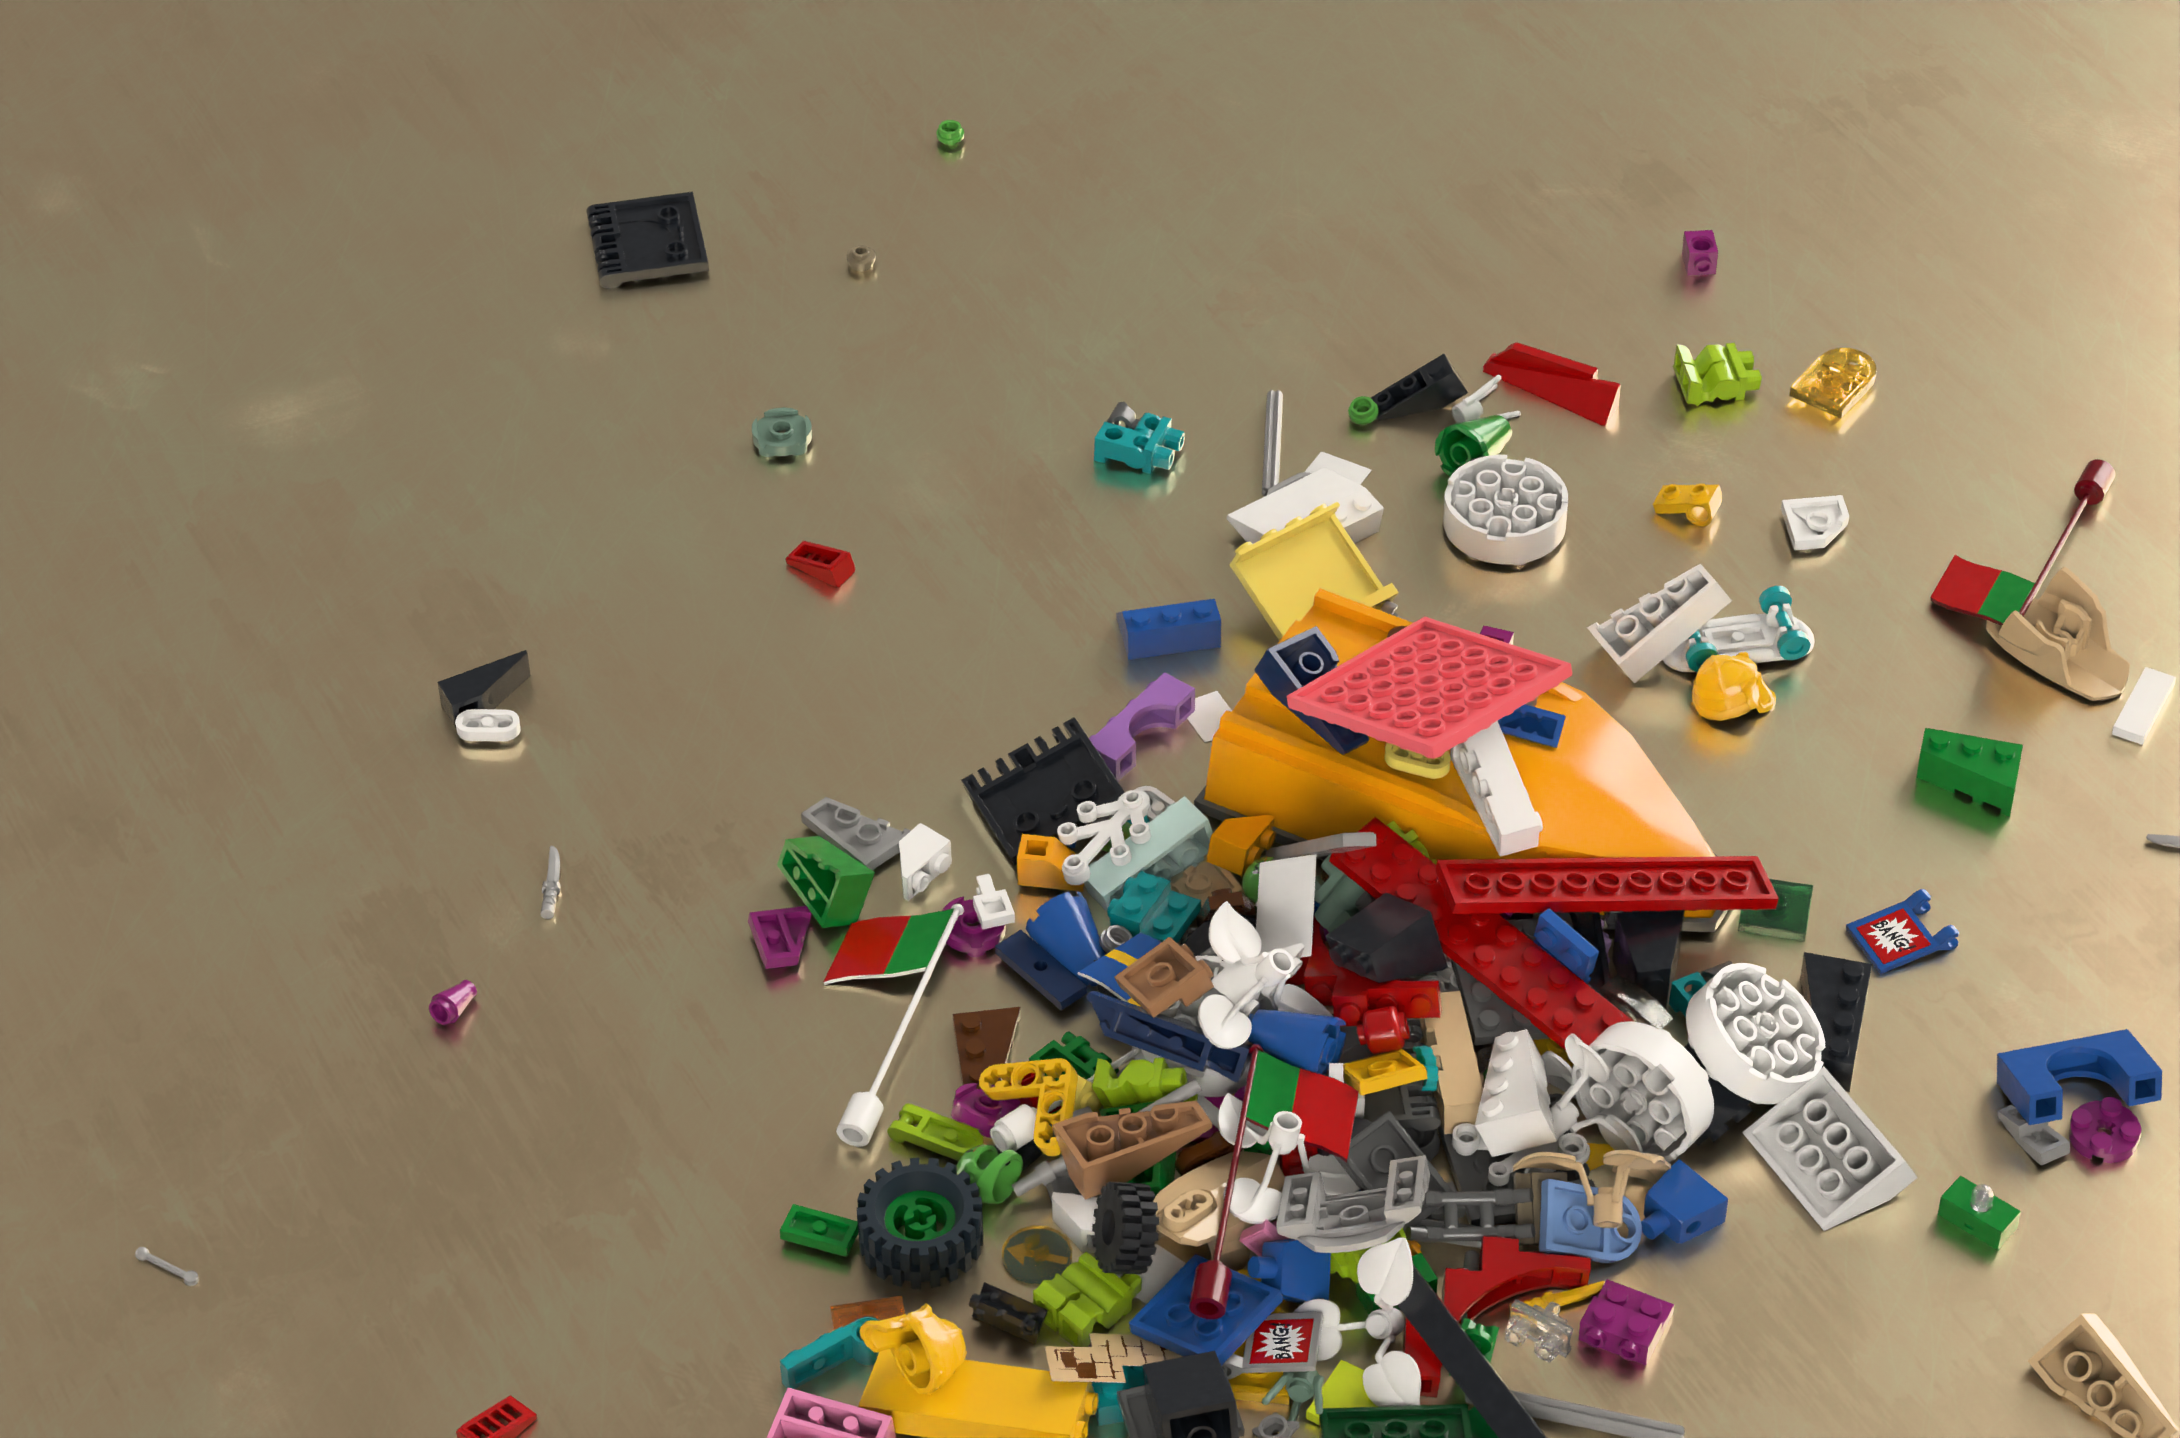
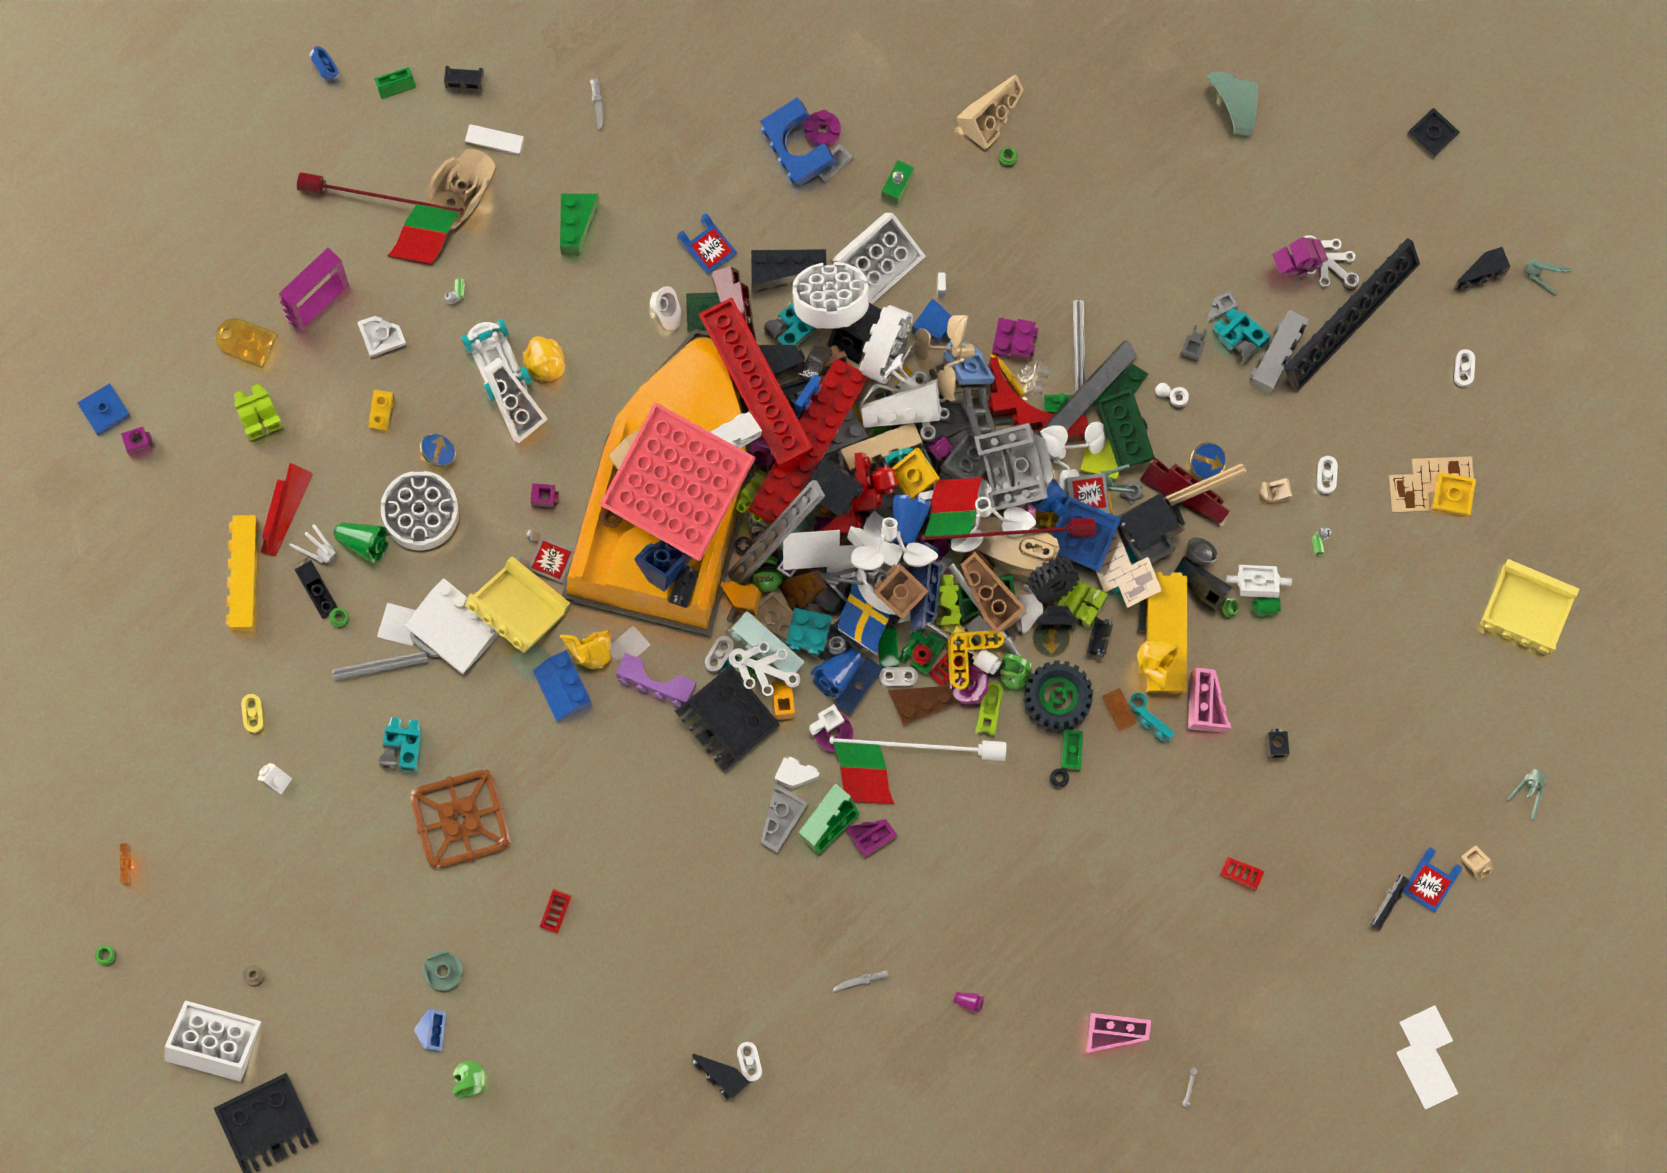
camera: 110 degrees left, 30 degrees up
(308, 1170) = (1115, 1031): none -> bright pink wedge
(611, 425) = (471, 1077): none -> bright green helmet
(699, 410) = (431, 1029): none -> slope
(773, 1197) = (1059, 772): none -> black plate
(785, 204) = (212, 1041): none -> white slope
(1017, 478) = (448, 813): none -> dark orange plate
(1043, 1023) = (898, 678): none -> white plate
(1061, 1047) = (919, 660): none -> red plate
(1062, 1247) = (1057, 618): none -> black slope
(1068, 162) = (126, 864): none -> clear orange plate
(1085, 1025) = (888, 648): none -> green slope
(1137, 313) = (274, 778): none -> white bracket
(1212, 654) = (592, 650): none -> yellow head
(1232, 602) = (528, 661): none -> clear light blue piece
(1243, 307) = (252, 714): none -> light yellow plate
(1258, 707) = (684, 587): none -> black hinge
(1434, 1146) = (941, 447): none -> magenta brick
(1457, 324) = (243, 573): none -> yellow brick
(1602, 547) = (437, 450): none -> blue piece
(1757, 1230) = (941, 284): none -> white tile
(1761, 235) = (103, 409): none -> blue plate
(1766, 943) = (729, 285): none -> wedge
(1788, 847) = (667, 308): none -> white piece
(1870, 618) = (457, 294): none -> arm
(1920, 481) = (308, 279): none -> magenta window
(2011, 1386) = (1008, 151): none -> bright green plate

